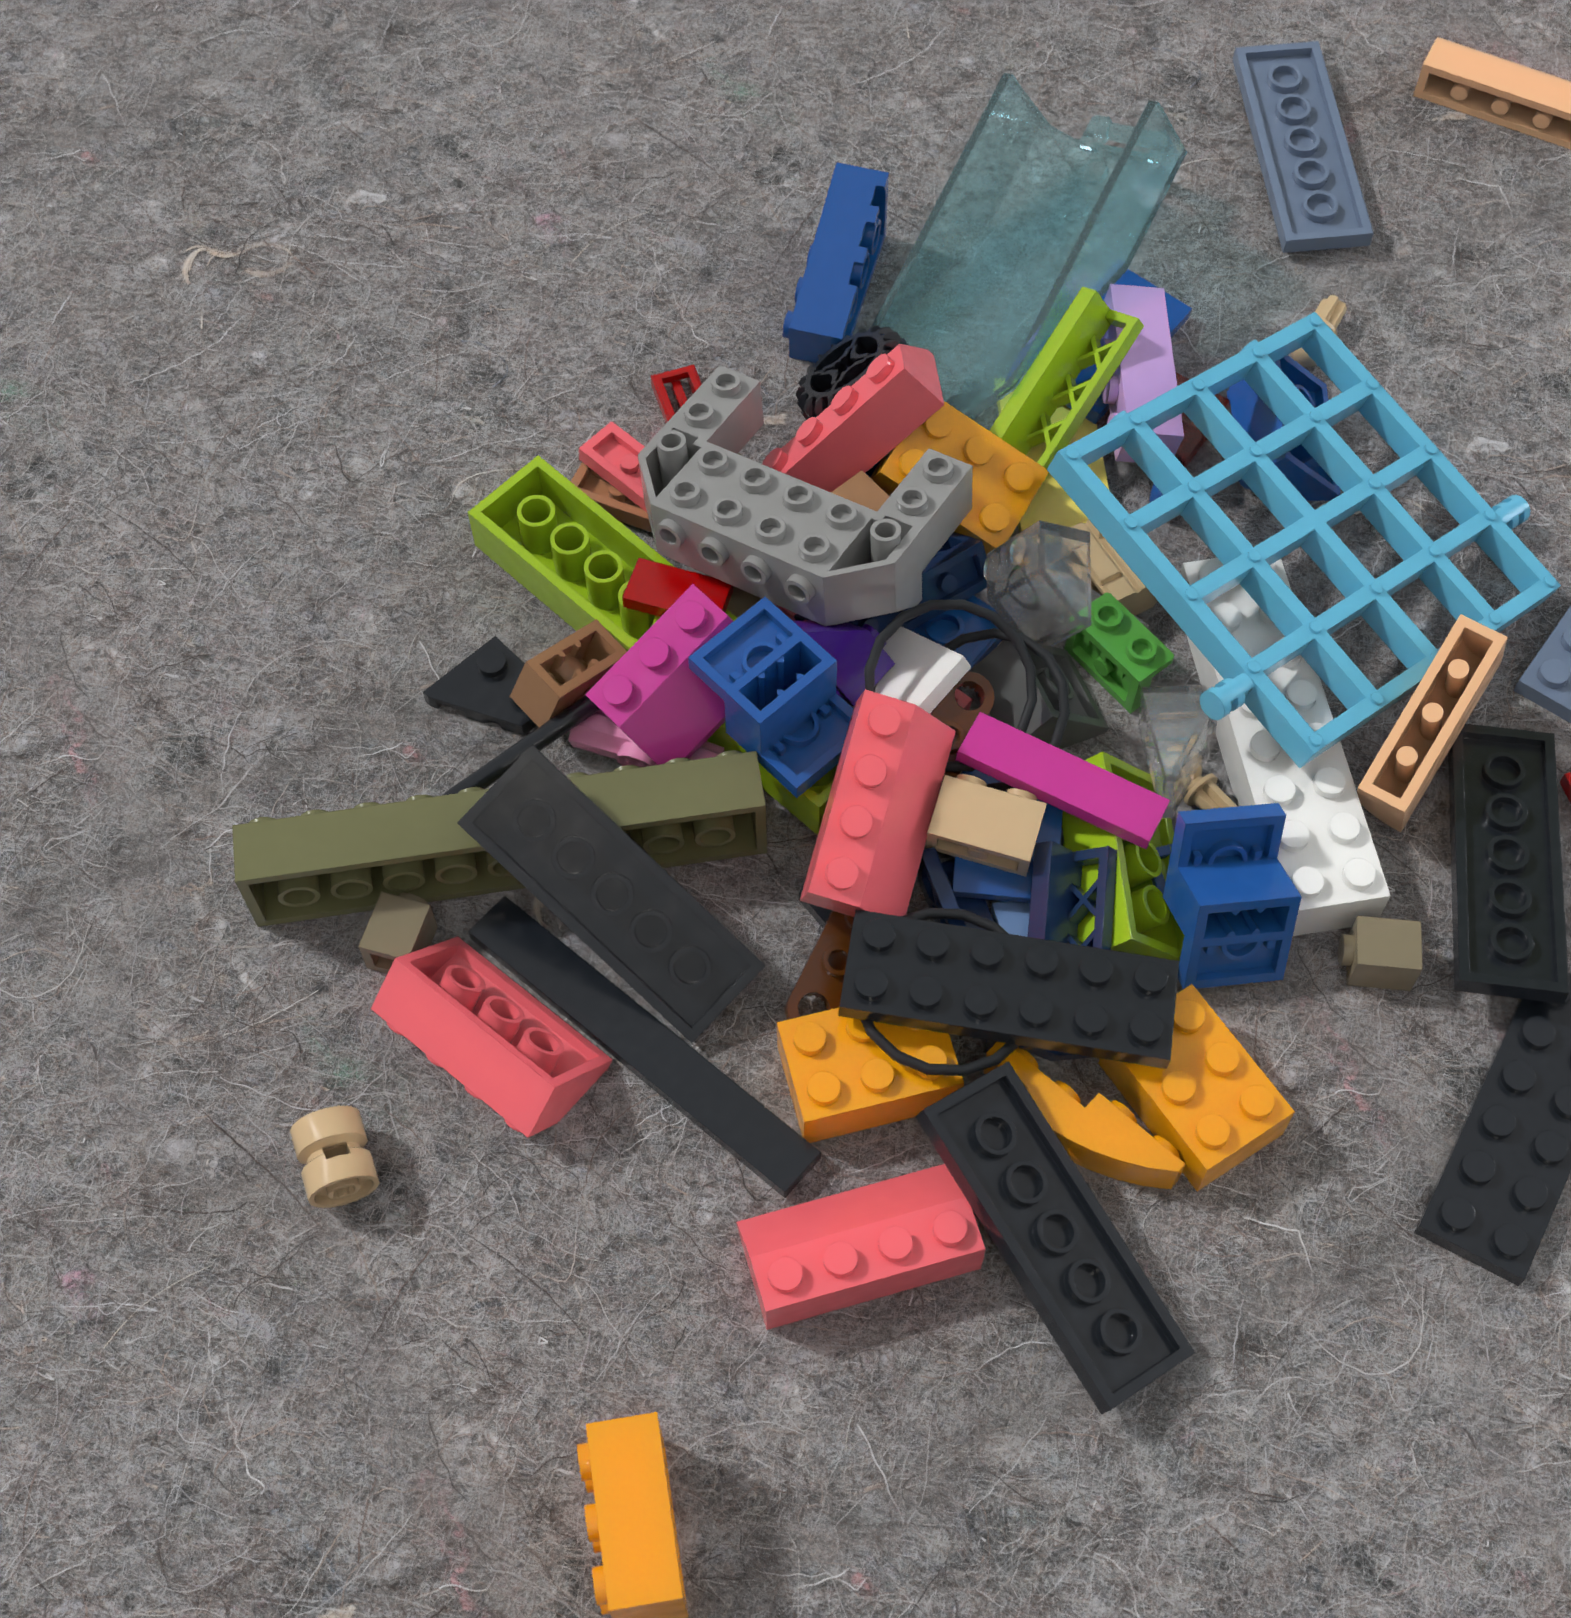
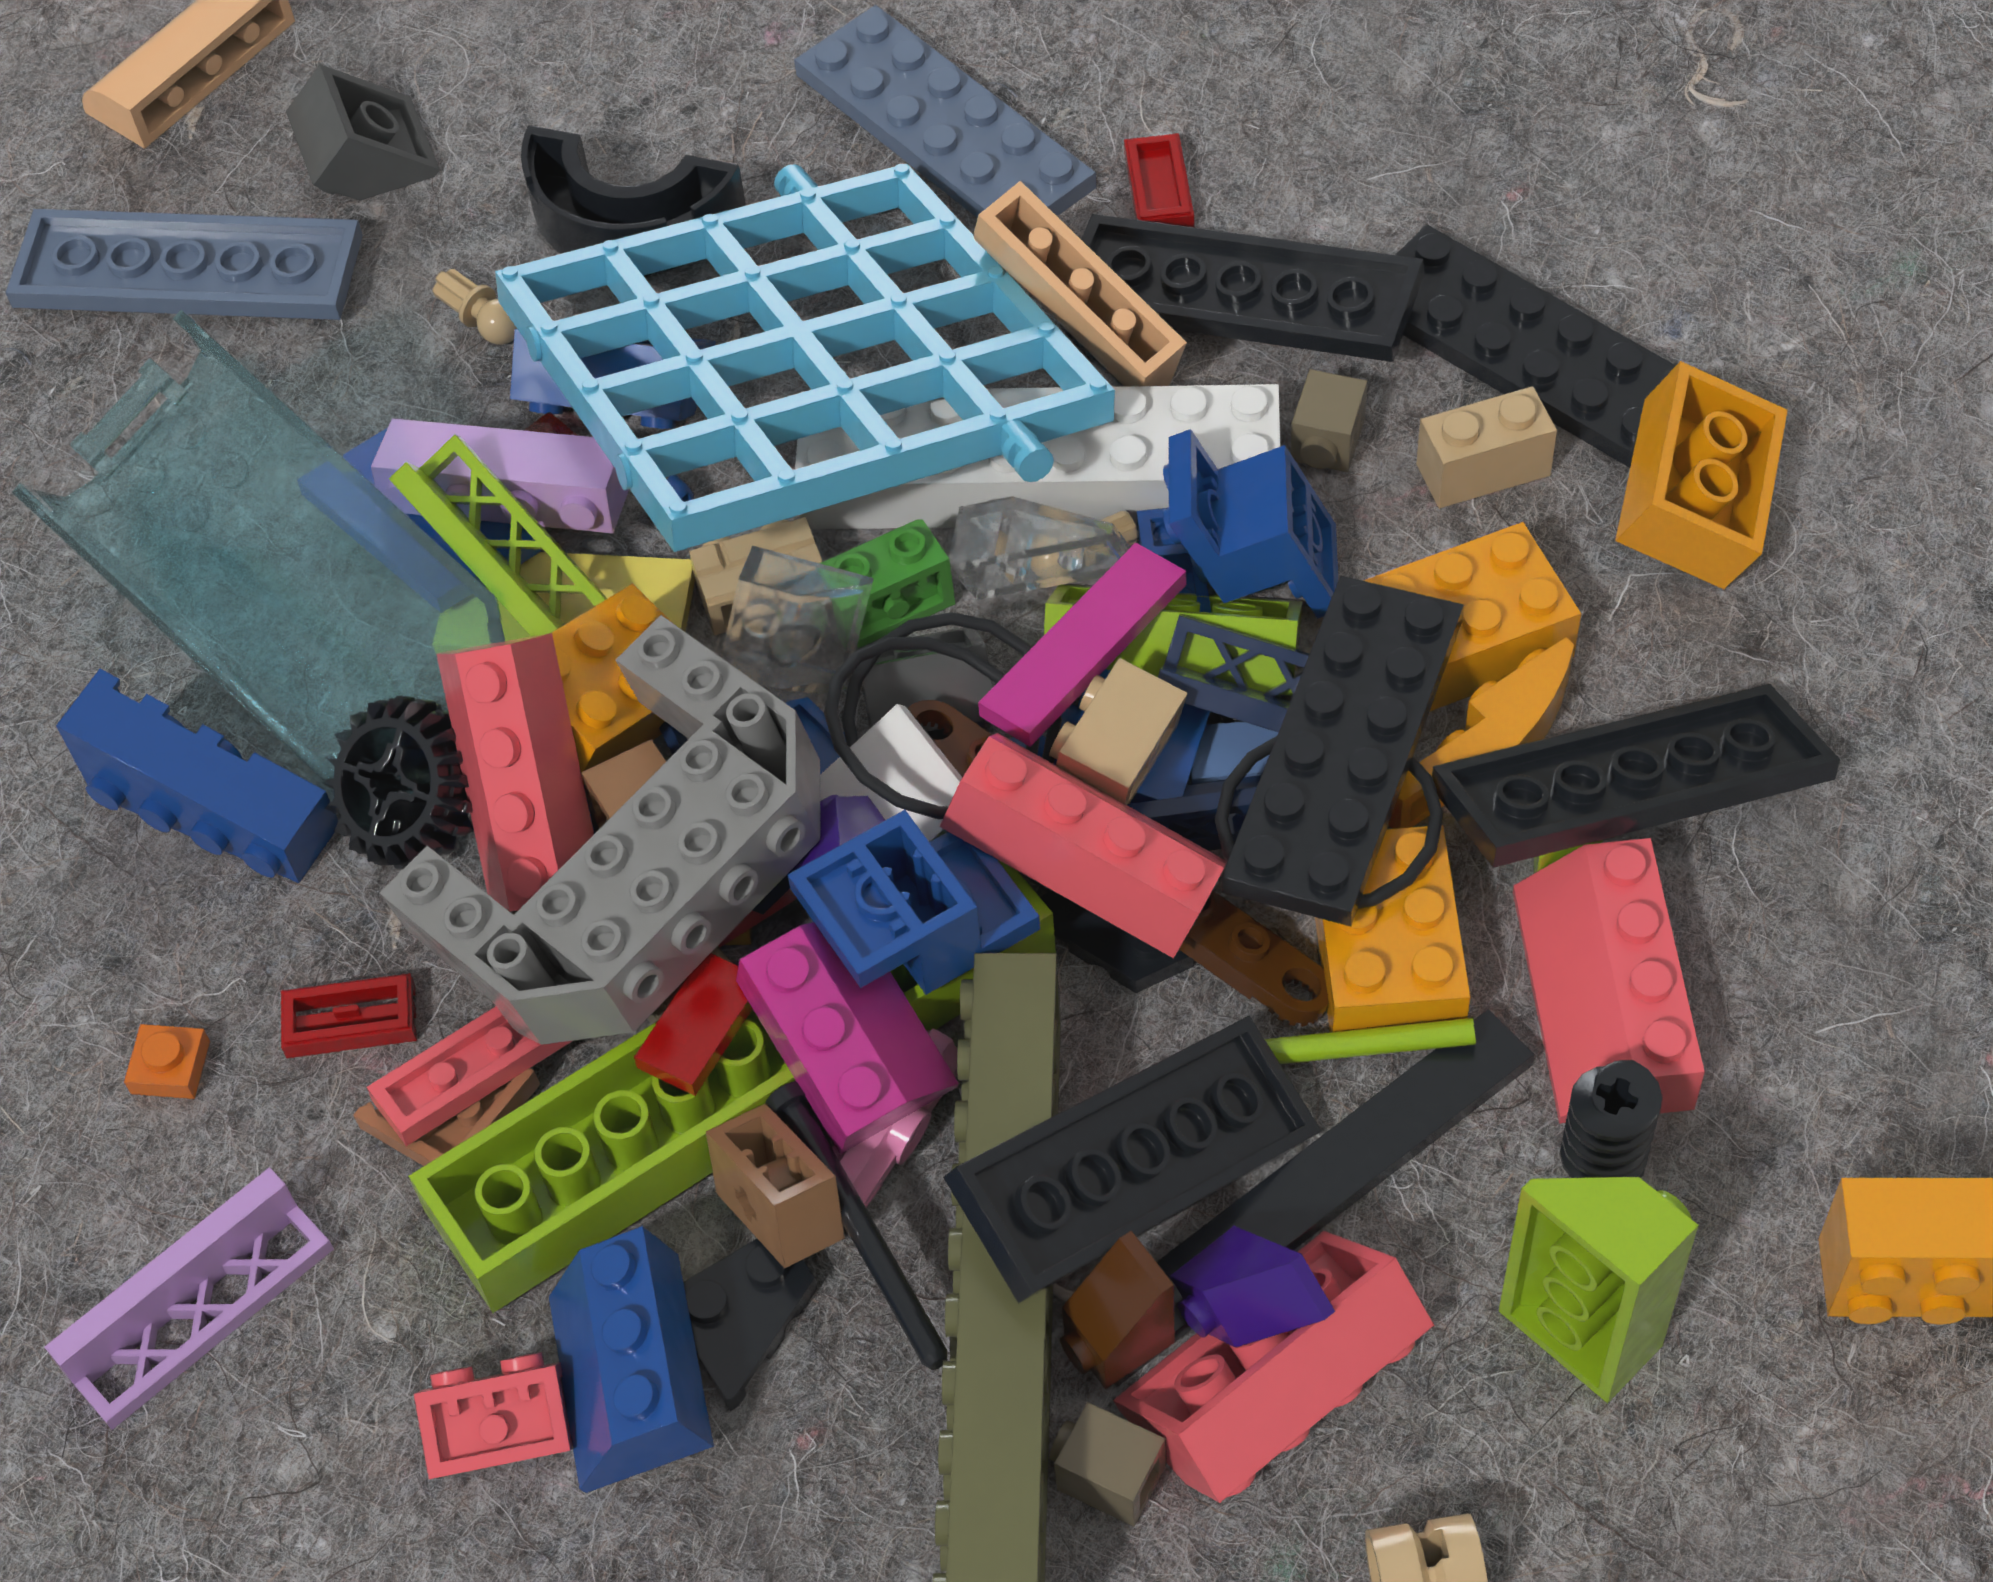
camera: 75 degrees left, 5 degrees down
(396, 558) = (492, 1418): none -> coral bracket
(439, 625) = (628, 1359): none -> blue slope
(471, 363) = (174, 1281): none -> lavender fence
(496, 913) = (1119, 1313): none -> reddish brown slope
(529, 995) = (1248, 1290): none -> dark purple slope
(534, 1230) = (1597, 1273): none -> lime slope
(633, 318) = (167, 1061): none -> orange plate
(708, 1245) = (1611, 1121): none -> black piece
(771, 1061) = (1373, 1041): none -> lime bar
(1388, 1083) = (1486, 447): none -> tan brick
(1397, 1264) = (1702, 475): none -> light orange brick
(1431, 358) = (583, 211): none -> black brick
(1461, 215) = (359, 136): none -> dark grey slope

